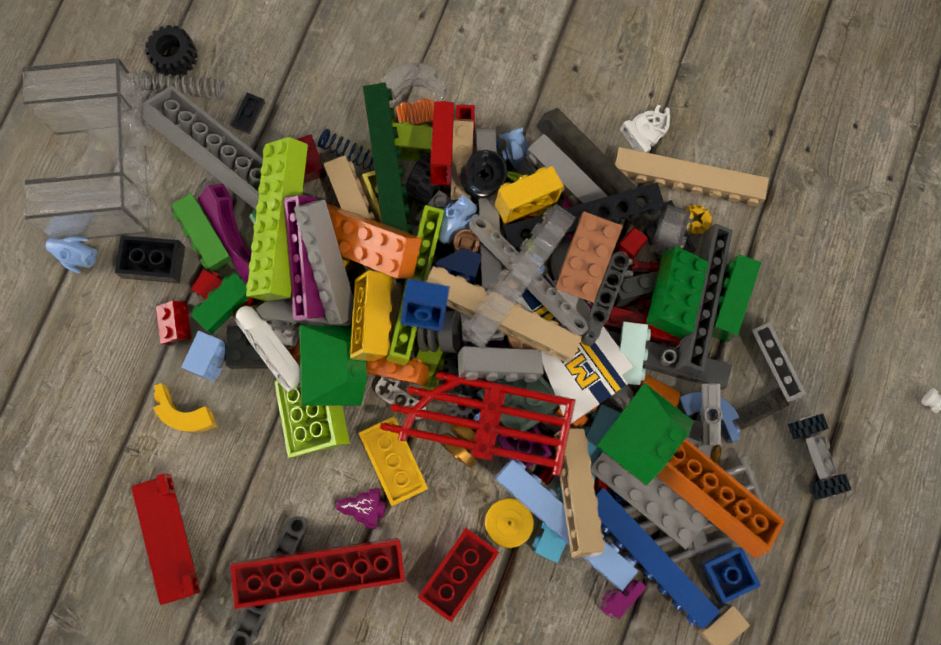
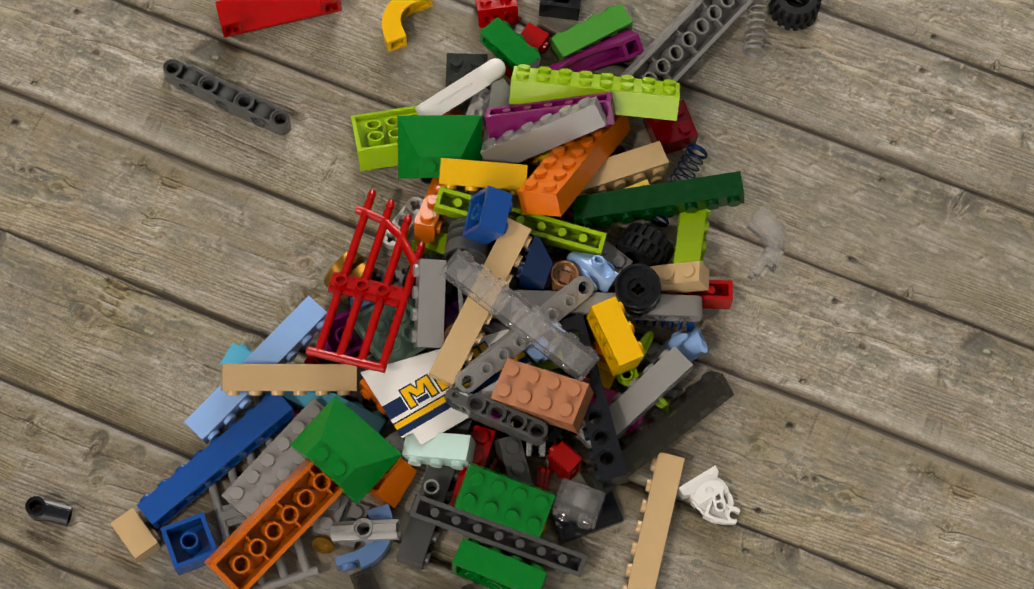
camera: 90 degrees right, 10 degrees down
(205, 357) = (456, 34): light blue brick -> none
(248, 113) = (726, 78): black plate -> none
(316, 572) = (231, 134): red brick -> none
(364, 507) = (294, 185): magenta rock -> none
(393, 463) = (335, 213): yellow plate -> none
(416, 113) = (724, 246): orange brick -> none
(442, 143) = (666, 246): red window -> none
(458, 575) = (218, 269): red brick -> none
(509, 523) = (262, 318): yellow wheel -> none
(617, 603) = (172, 421): magenta plate -> none
(696, 227) = (597, 557): yellow gear -> none

